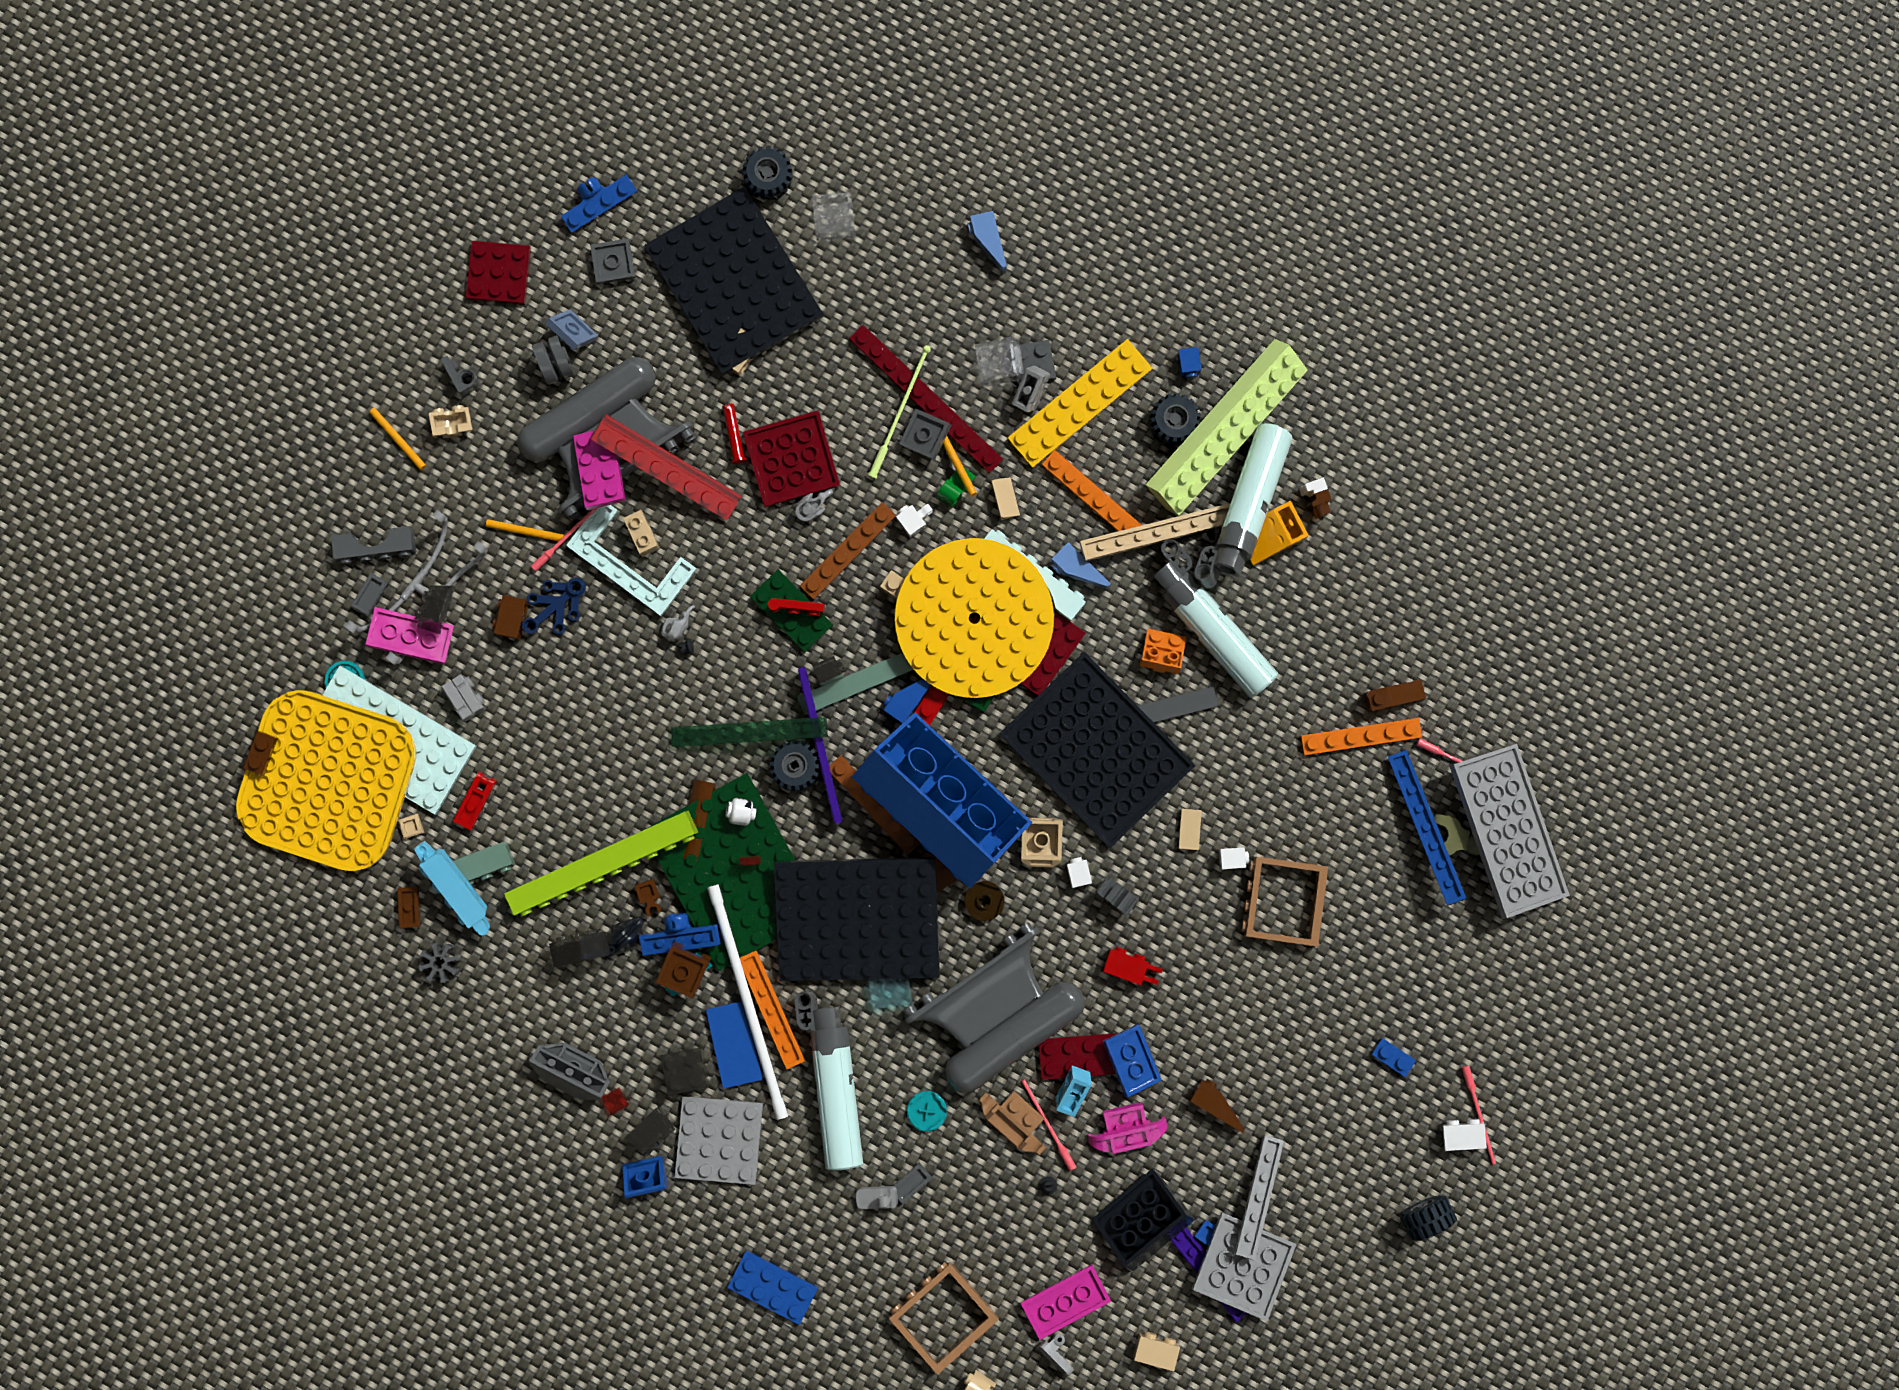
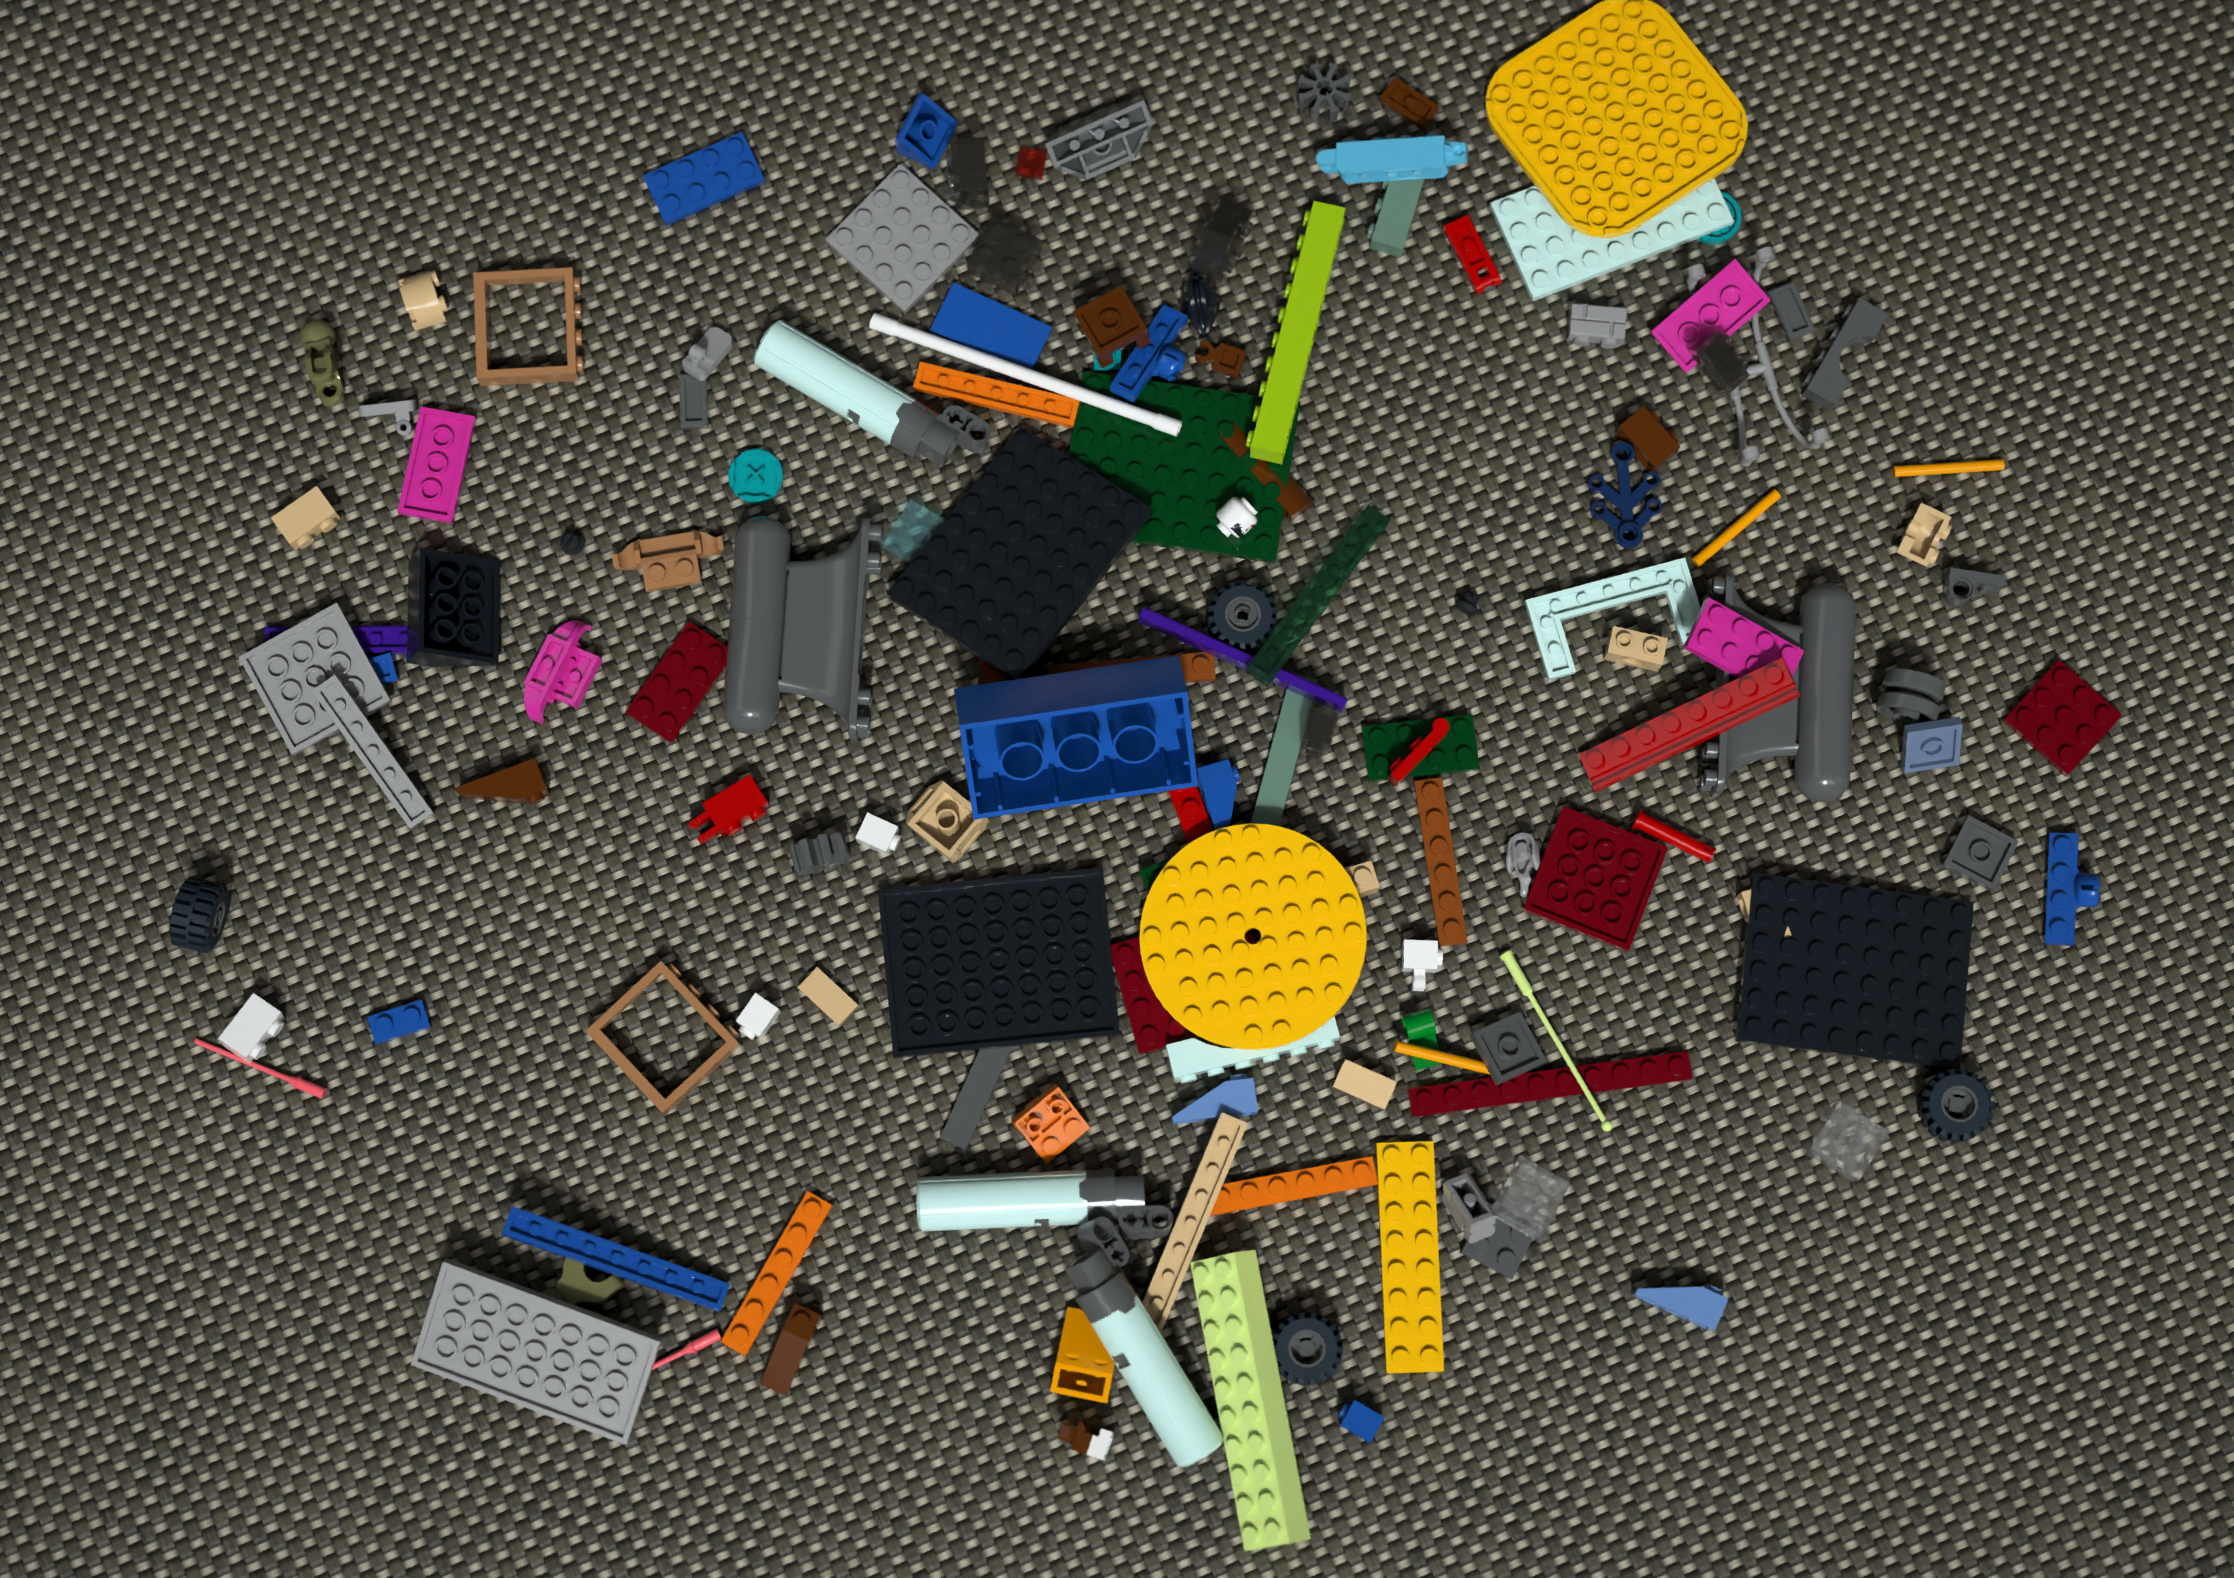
camera: 125 degrees right, 5 degrees down
(260, 753) = (1698, 68): reddish brown plate -> none
(411, 826) = (1496, 170): tan tile -> none
(548, 554) = (1689, 532): coral piece -> none
(674, 628) = (1500, 606): light grey piece -> none
(750, 860) = (1175, 488): clear red tile -> none
(990, 910) = (929, 725): dark brown plate -> none
(1062, 1150) = (595, 585): coral piece -> none
(1073, 1091) = (648, 641): medium azure brick -> none
(1132, 1060) = (629, 731): blue plate -> none

